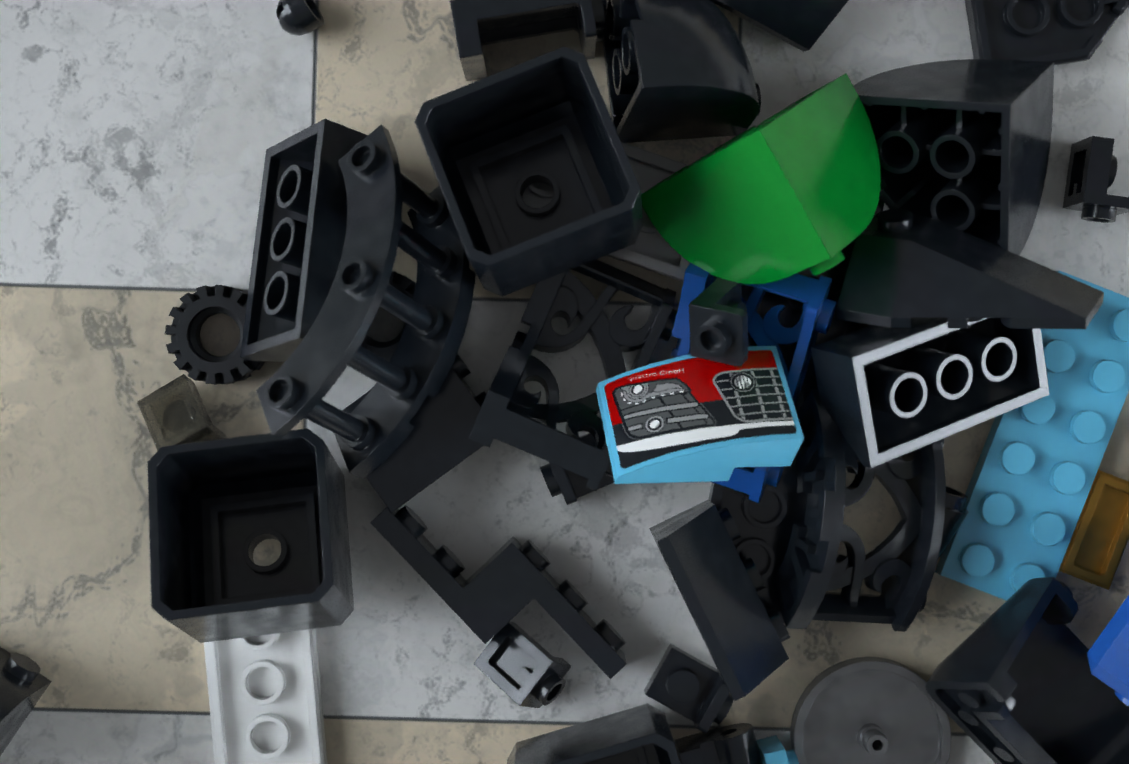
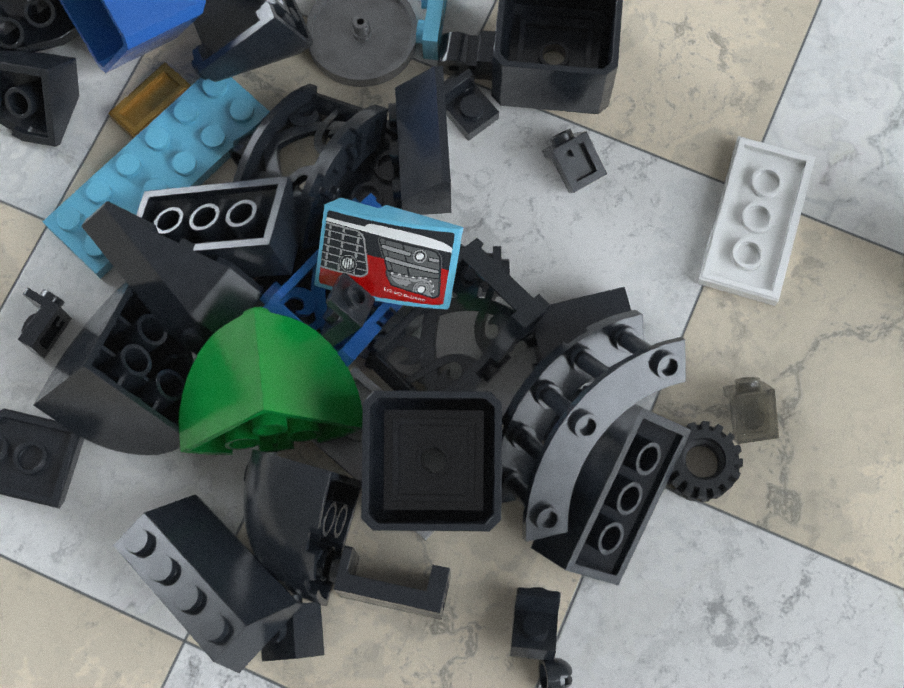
camera: 150 degrees left, 15 degrees down
(212, 511) = (766, 290): black plate -> none
(342, 57) = (535, 623): none -> black bracket
(501, 588) = (569, 214): black bracket -> none

